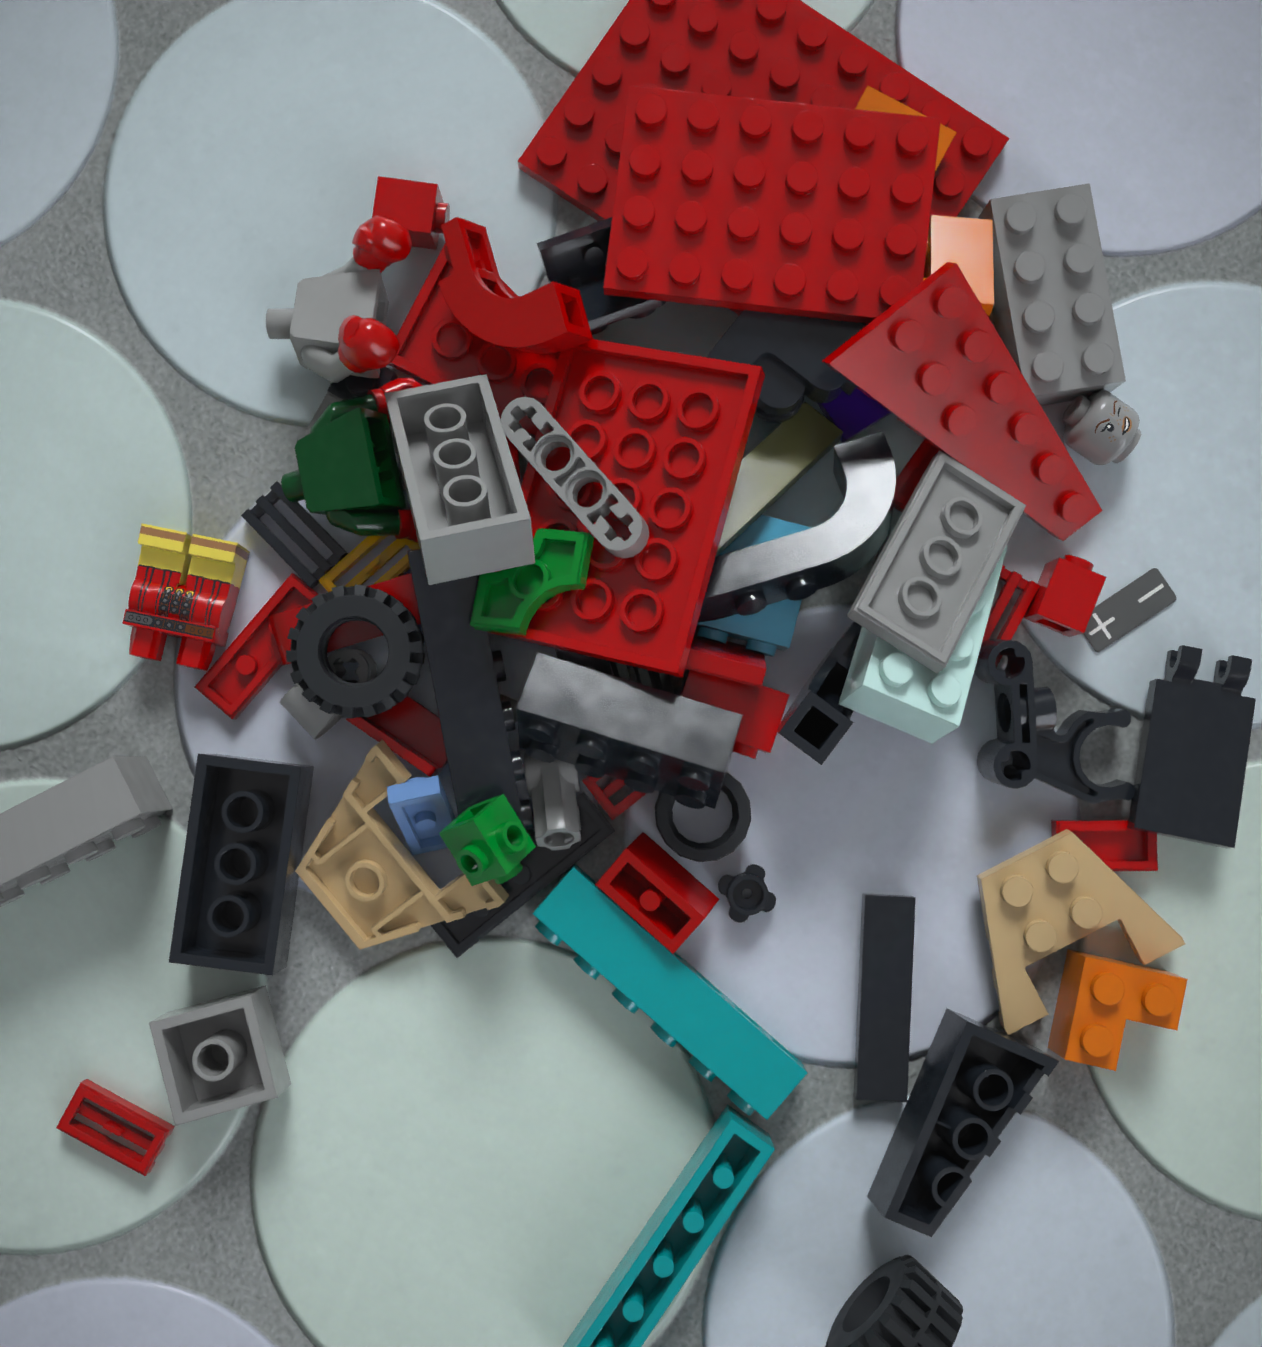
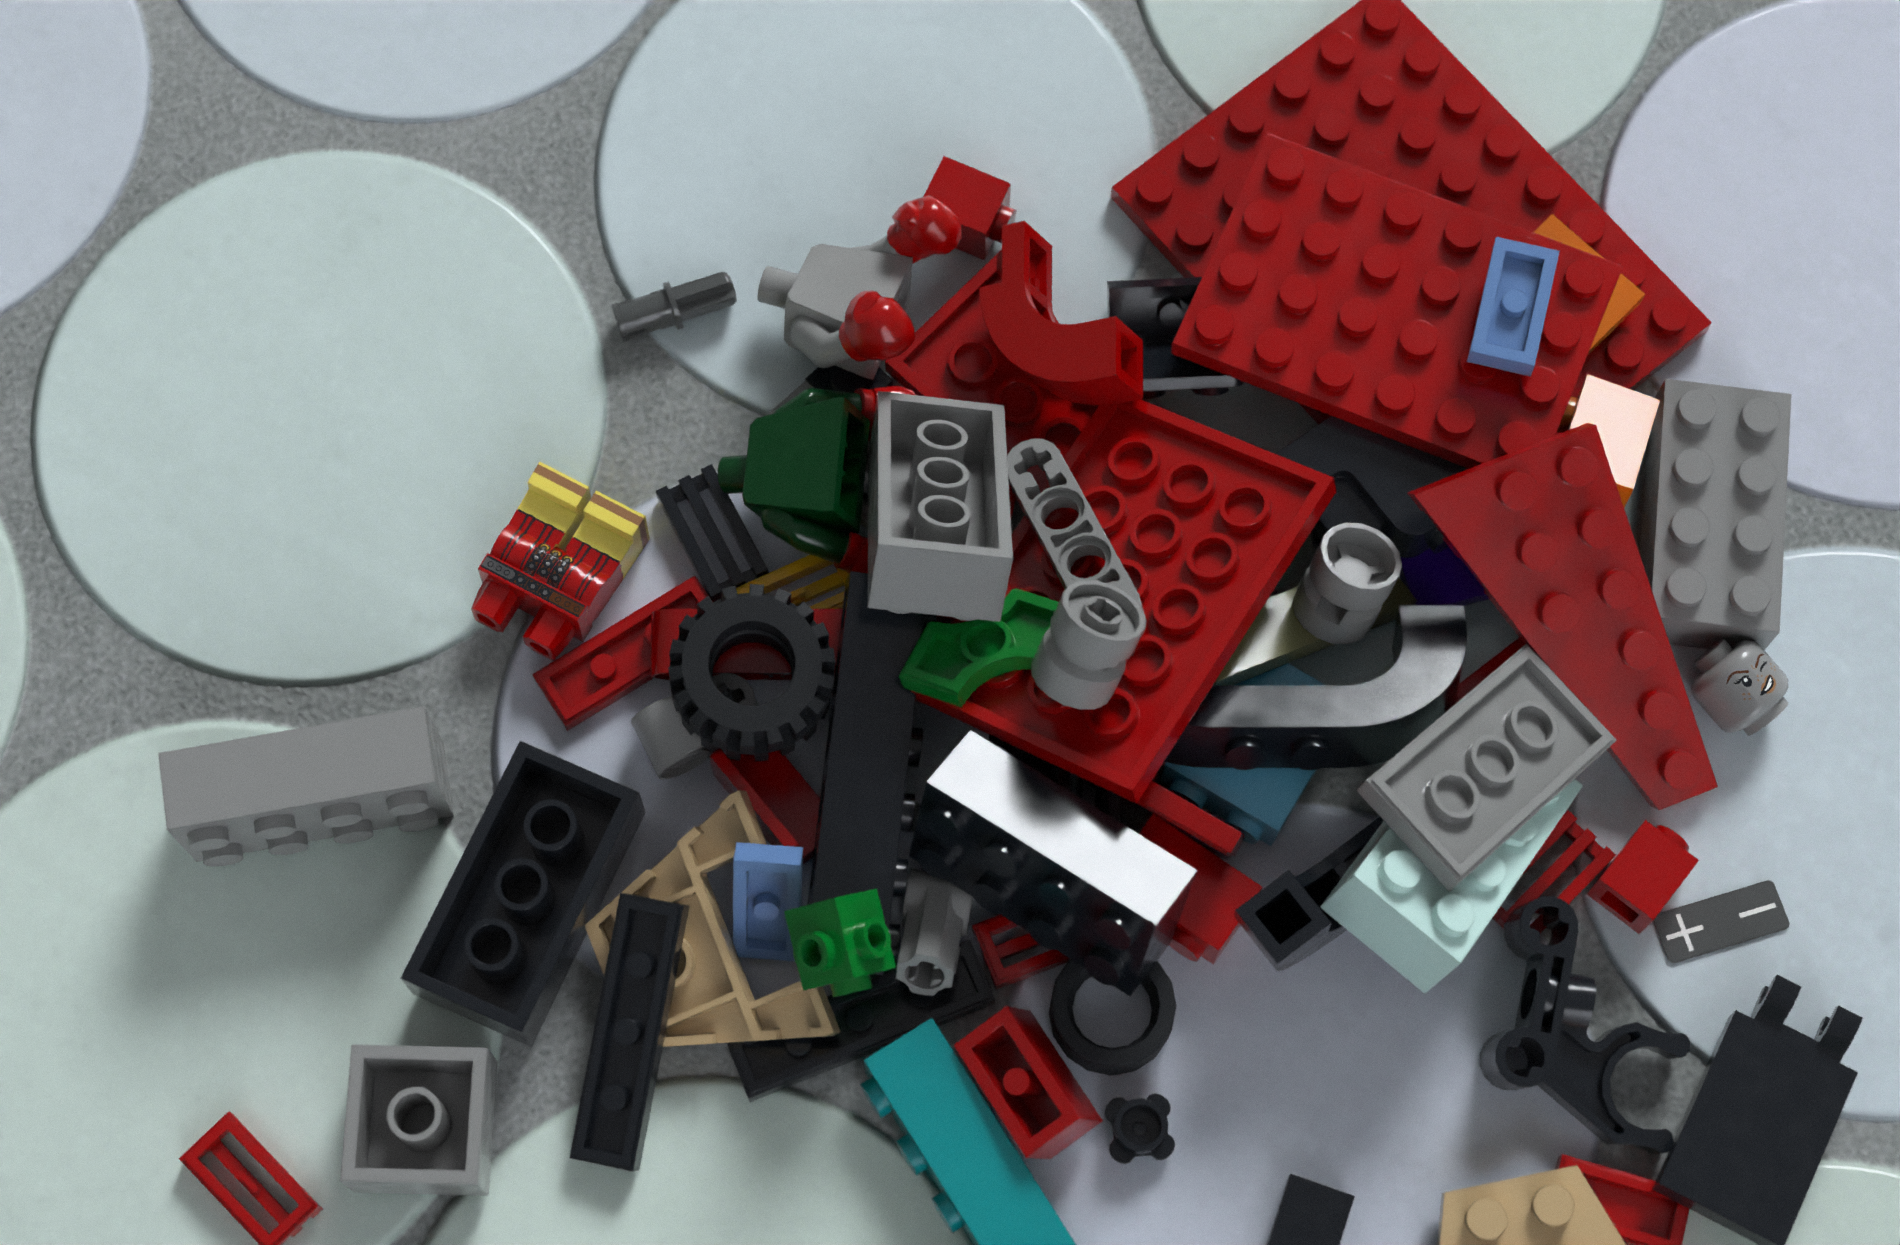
camera: 20 degrees right, 15 degrees down
(206, 360) = (673, 305): none -> dark grey axle
(353, 939) = (629, 1032): none -> black tile
(610, 568) = (1087, 644): none -> light grey wheel
(791, 441) = (1347, 583): none -> light grey wheel
(866, 180) = (1513, 306): none -> medium blue plate

